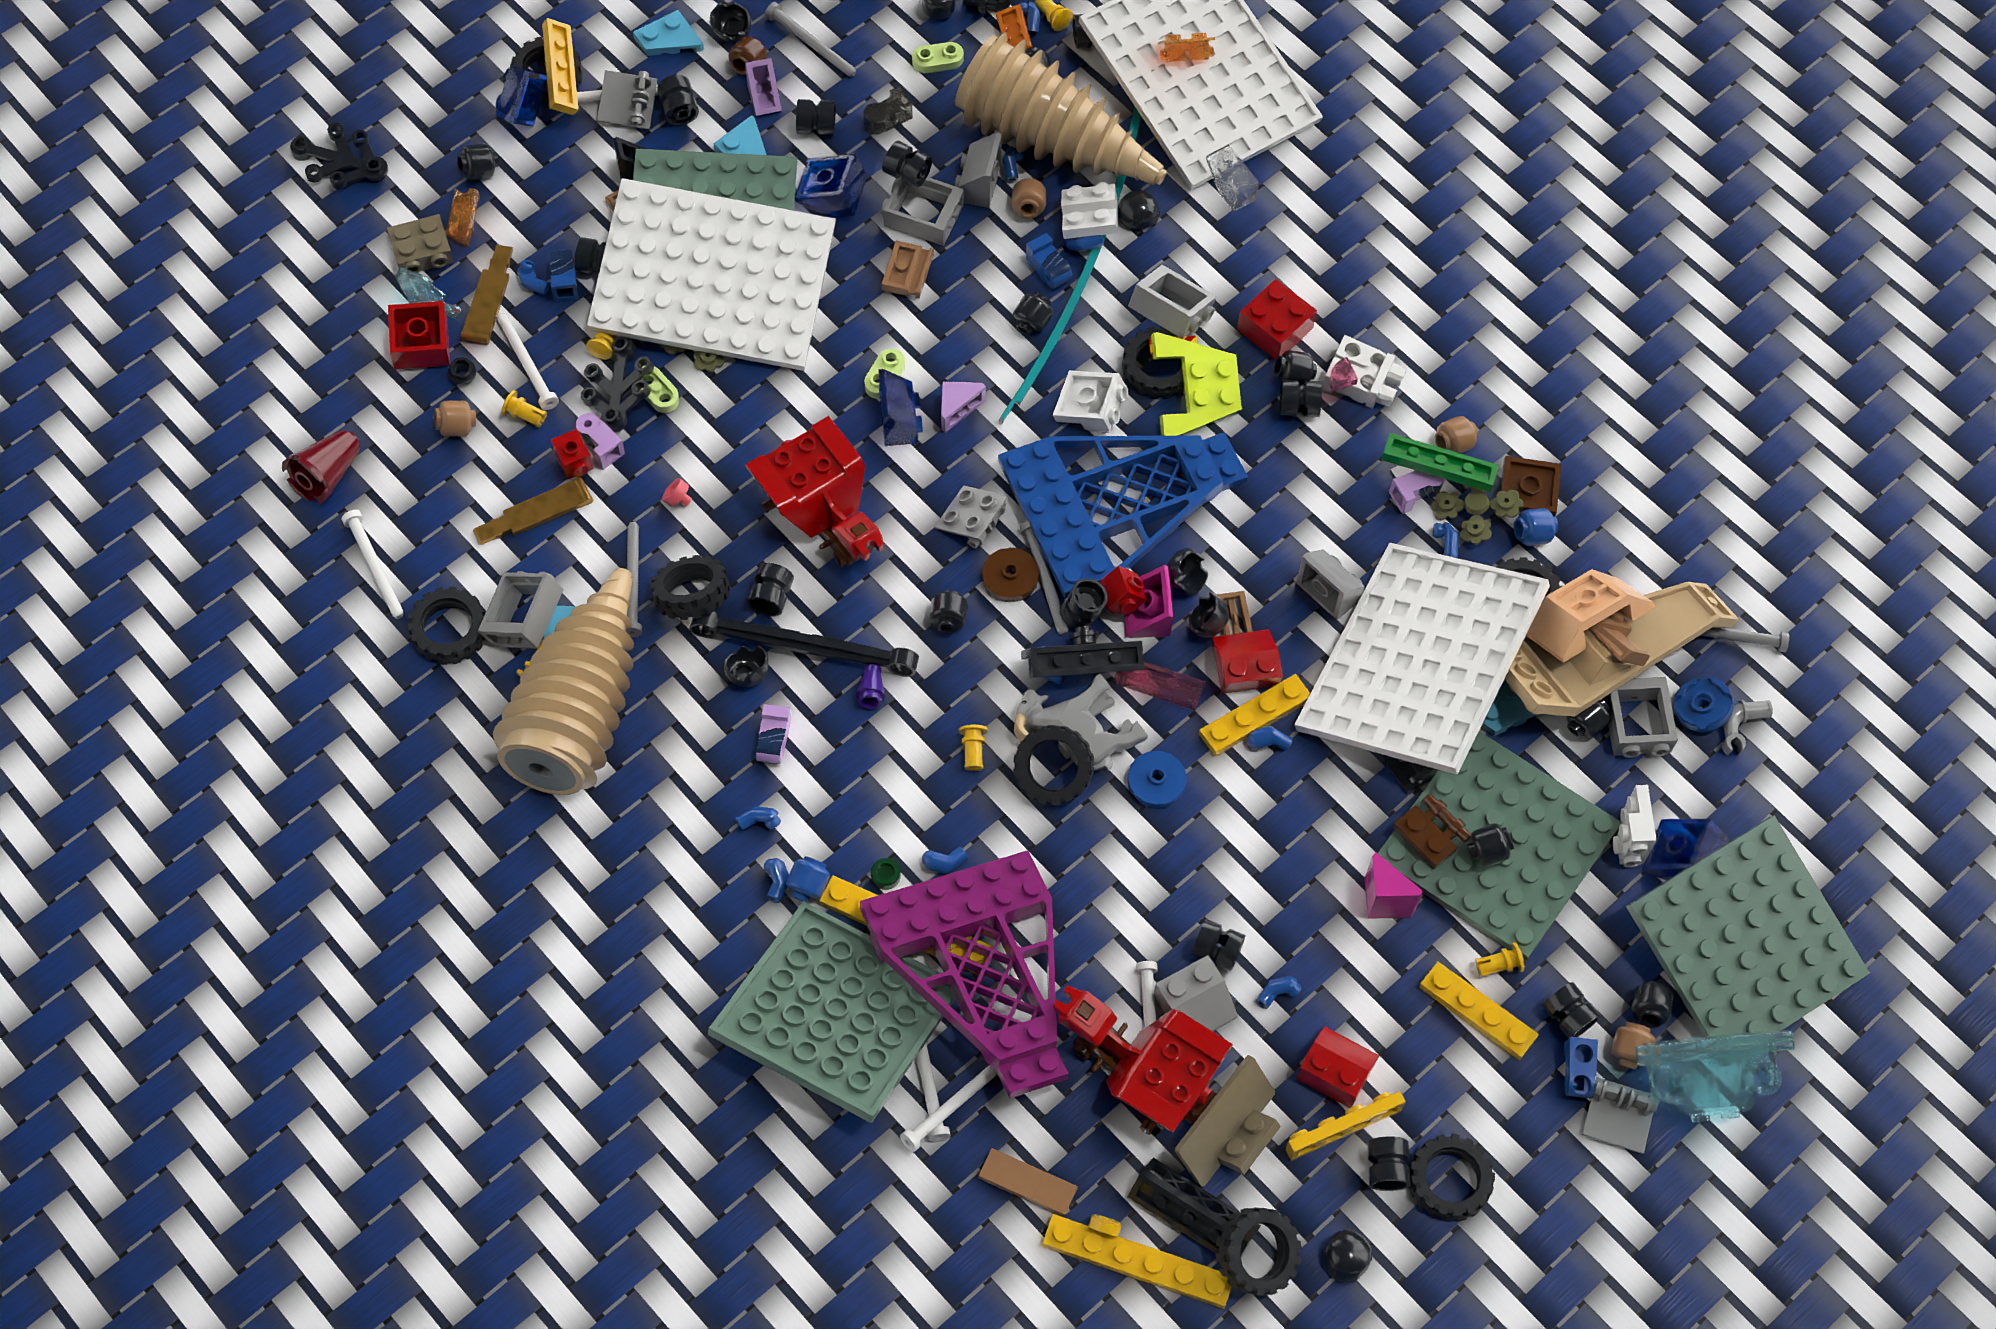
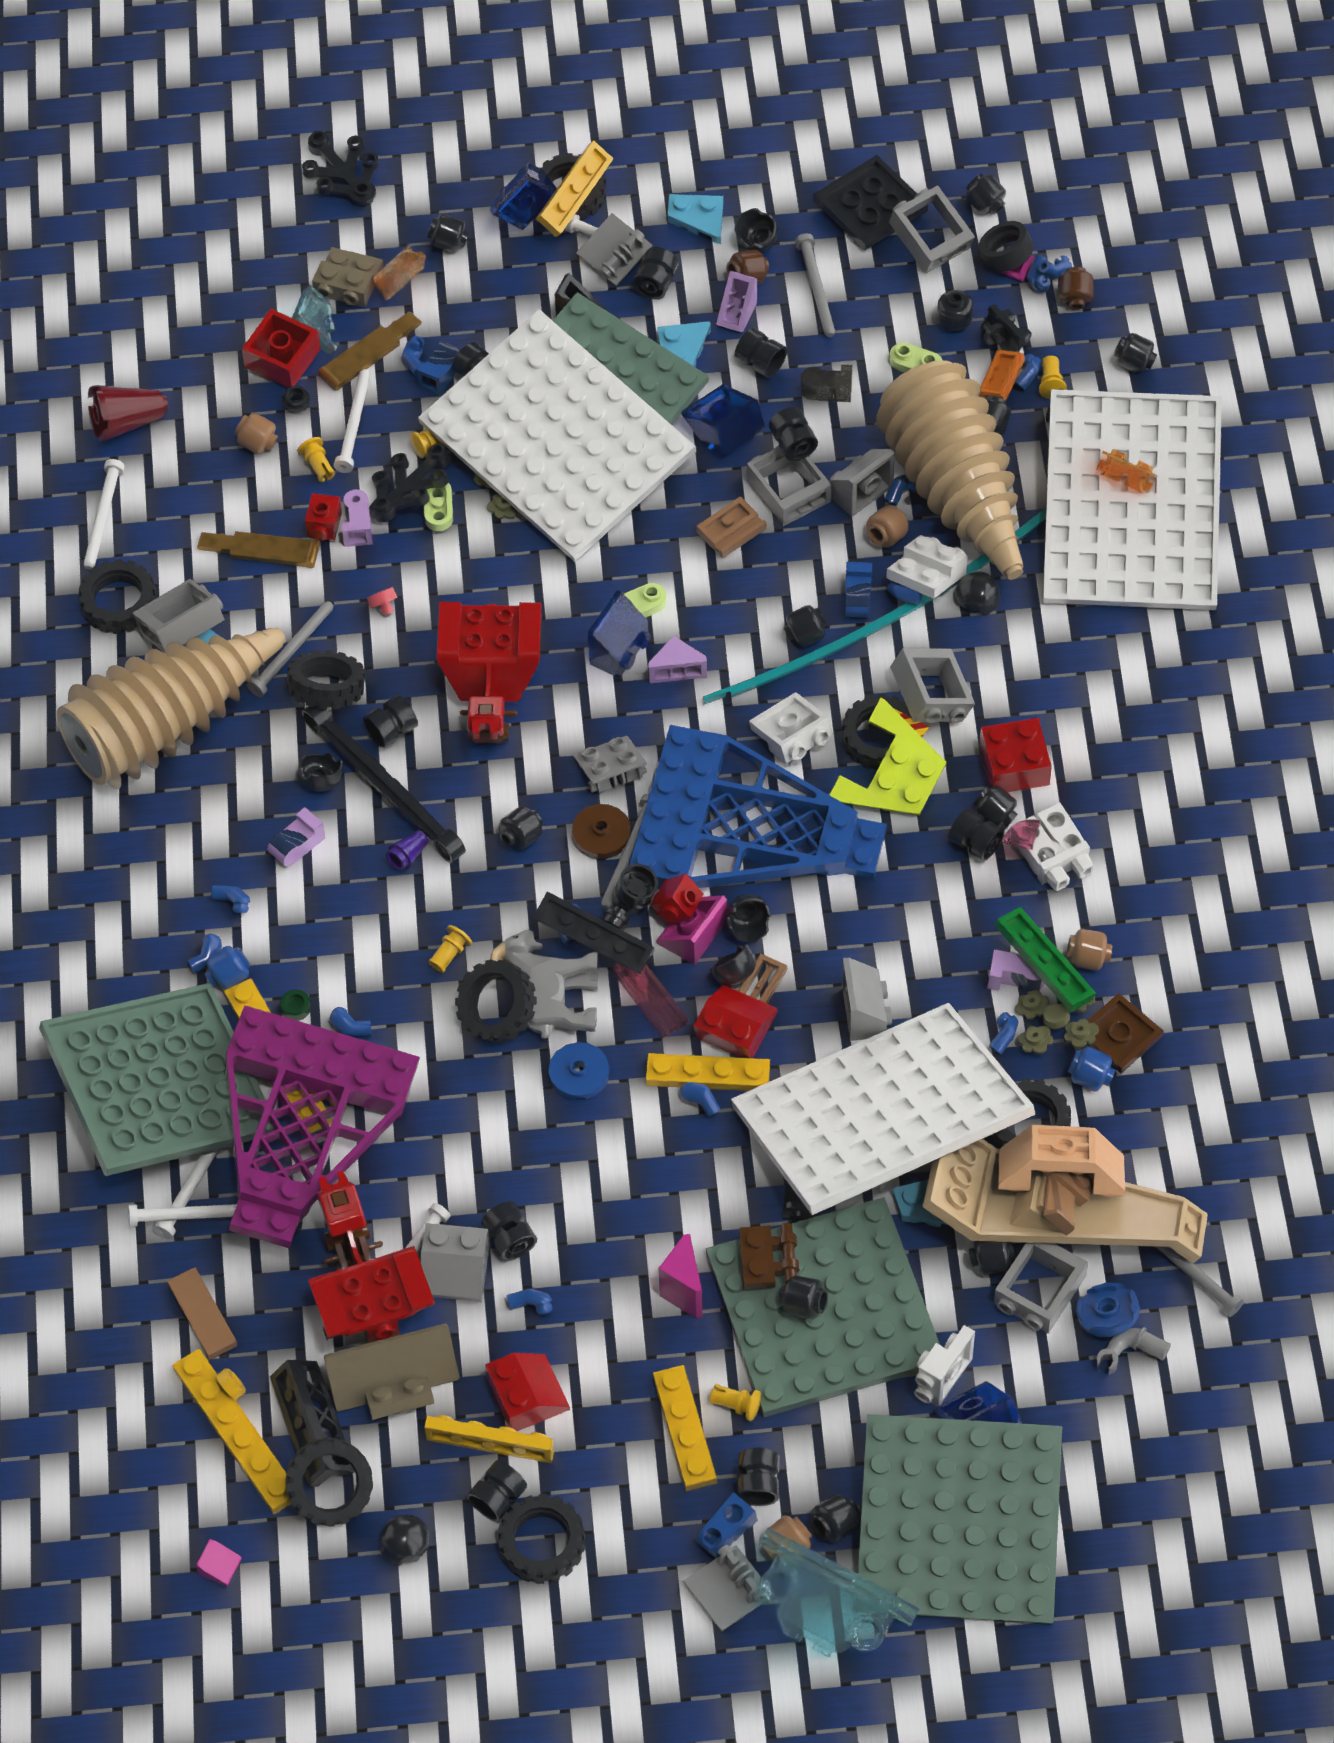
camera: 40 degrees right, 5 degrees down
(1232, 178) = (1083, 611): clear slope -> none

